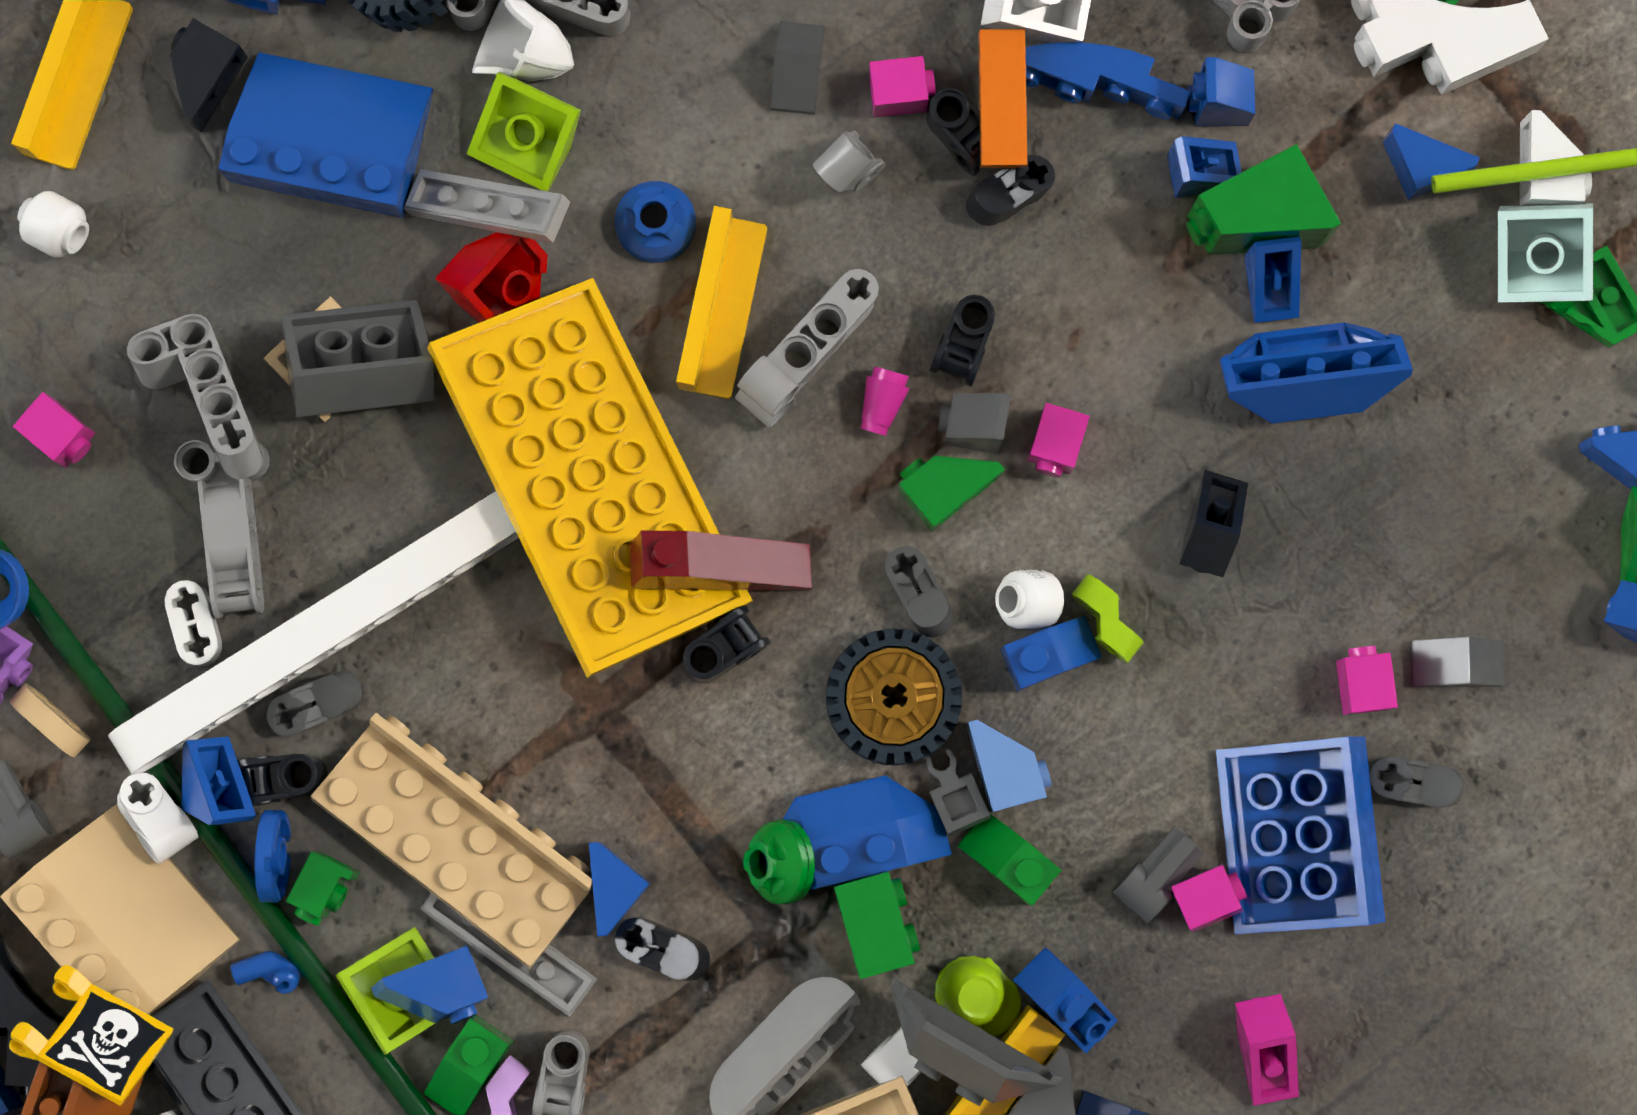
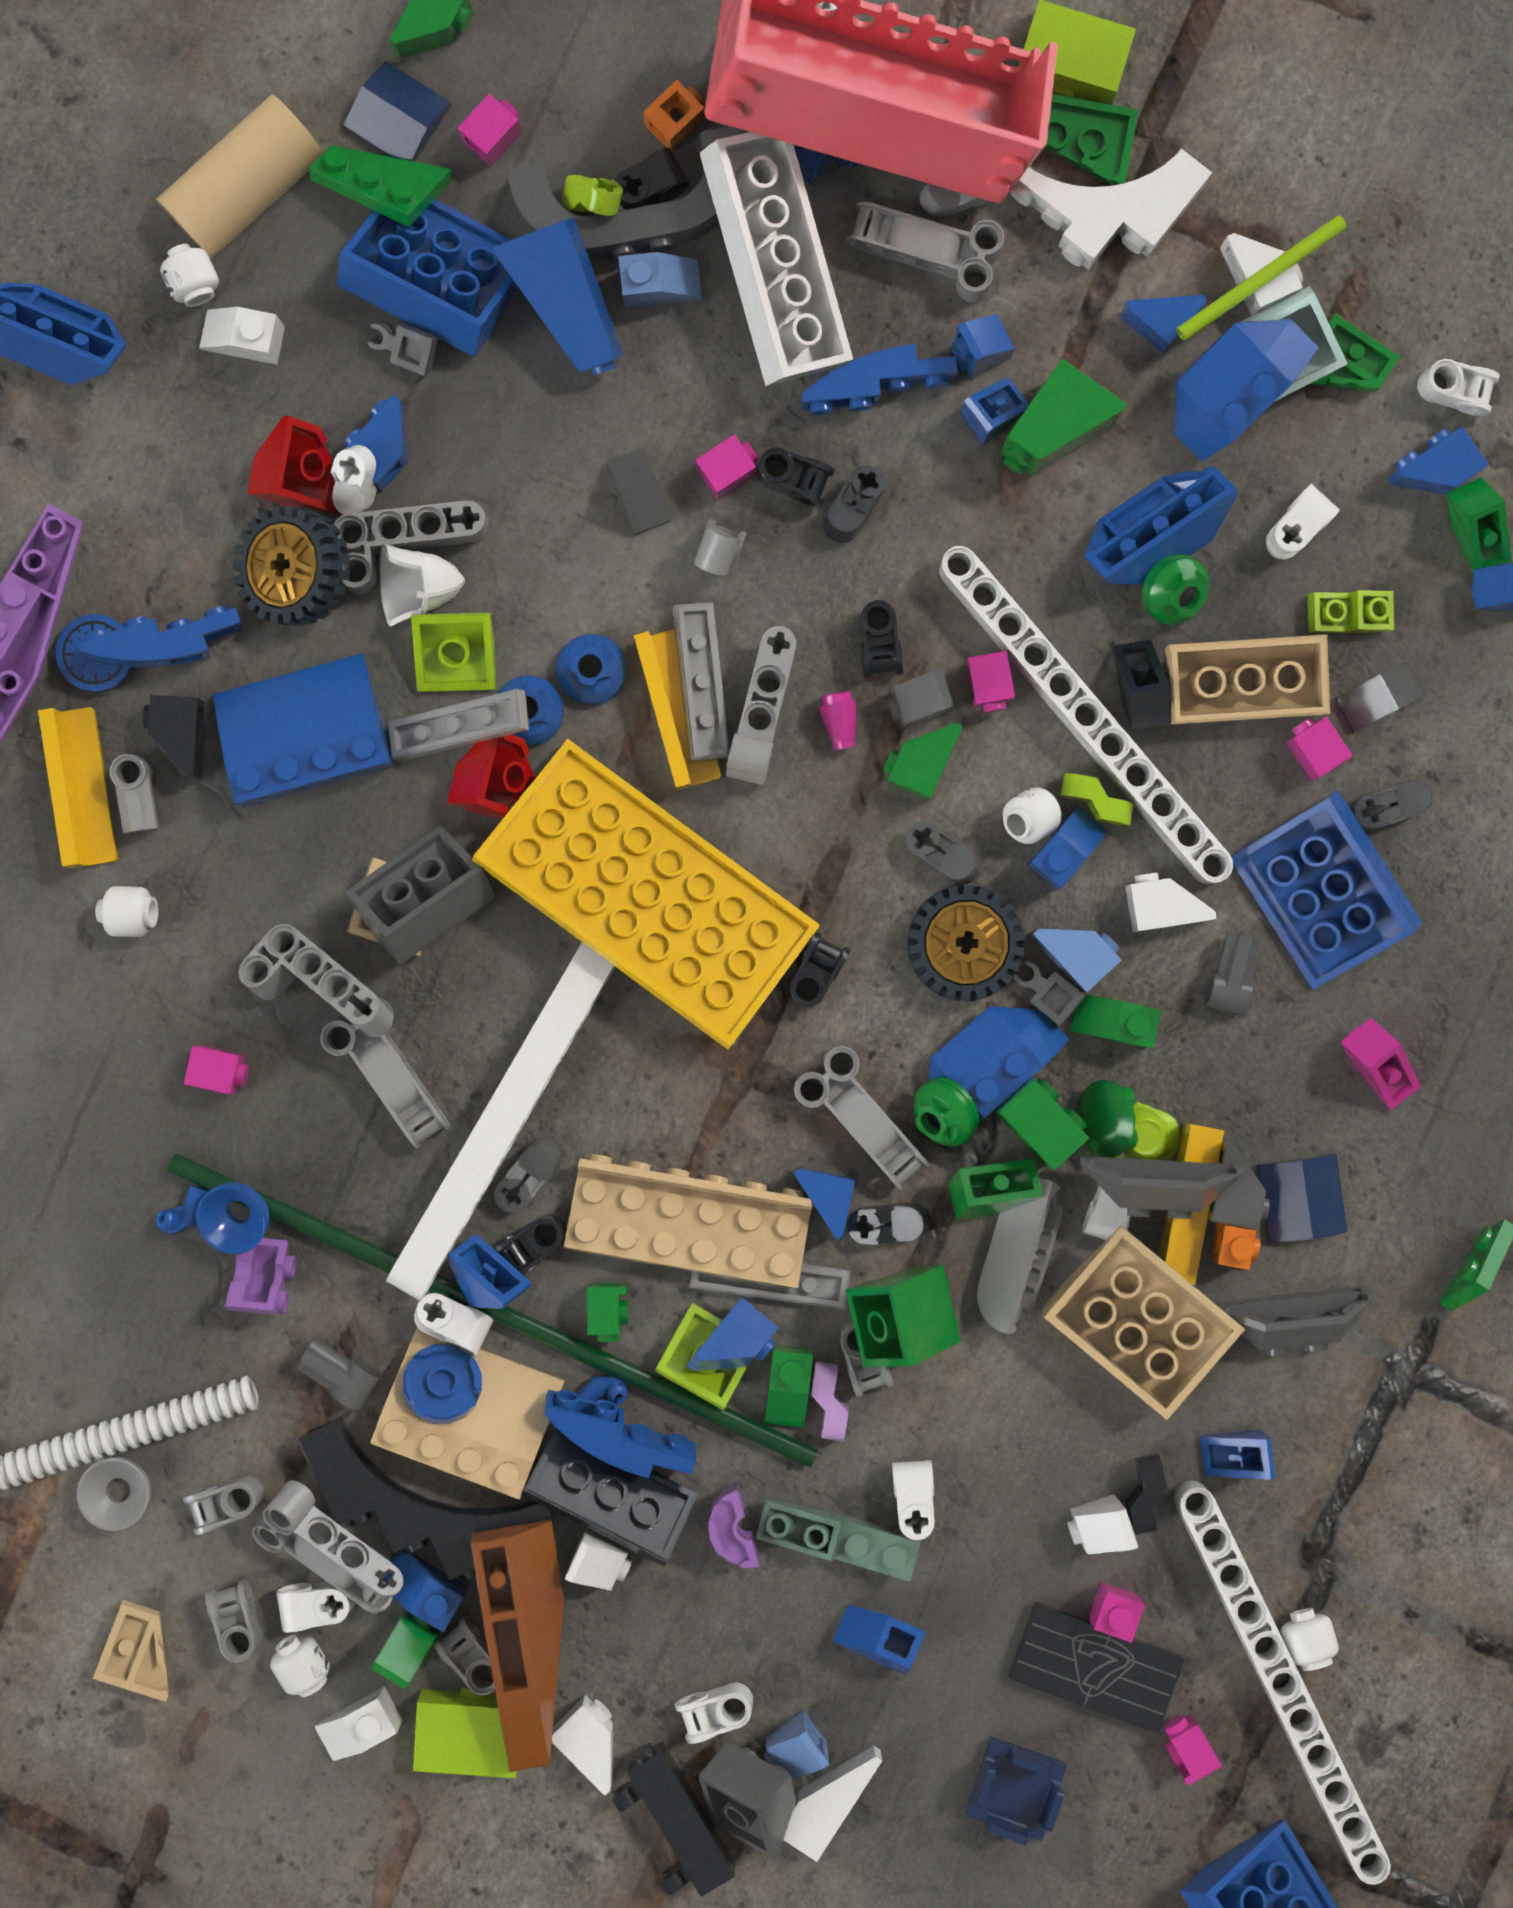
camera: 30 degrees left, 5 degrees up
(49, 720) = (332, 1291): tan beam -> none
(100, 1040) = (507, 1513): flag -> none
(108, 874) = (442, 1384): none -> blue tile
(123, 115) = (135, 799): none -> light grey piece
(182, 625) = (393, 1167): white beam -> none
(245, 1013) = (602, 1433): none -> blue slope
(271, 856) = (559, 1306): blue tile -> none
(587, 244) = (550, 708): none -> blue piece
(624, 1054) = (903, 1317): none -> green slope
(692, 825) = (863, 1118): none -> light grey piece
(717, 562) = (780, 910): slope -> none
(760, 289) = (701, 682): none -> light grey tile
(790, 968) = (994, 1188): none -> green slope
(948, 957) = (1108, 1117): none -> green dish
(1002, 98) = (814, 436): orange tile -> none
(1065, 1000) = (1211, 1104): blue slope -> none
(1121, 763) = (1163, 904): none -> white slope
(1144, 503) = (1103, 725): none -> white beam
(1209, 897) = (1282, 972): dark pink brick -> none
(1274, 278) = (1093, 470): blue slope -> none
(1292, 429) = (1167, 582): none -> green piece
(1327, 572) = (1248, 679): none -> tan brick
(1468, 260) = (1238, 382): none -> blue wedge
(1468, 440) = (1303, 520): none -> white piece
(1471, 560) = (1350, 612): none -> lime slope

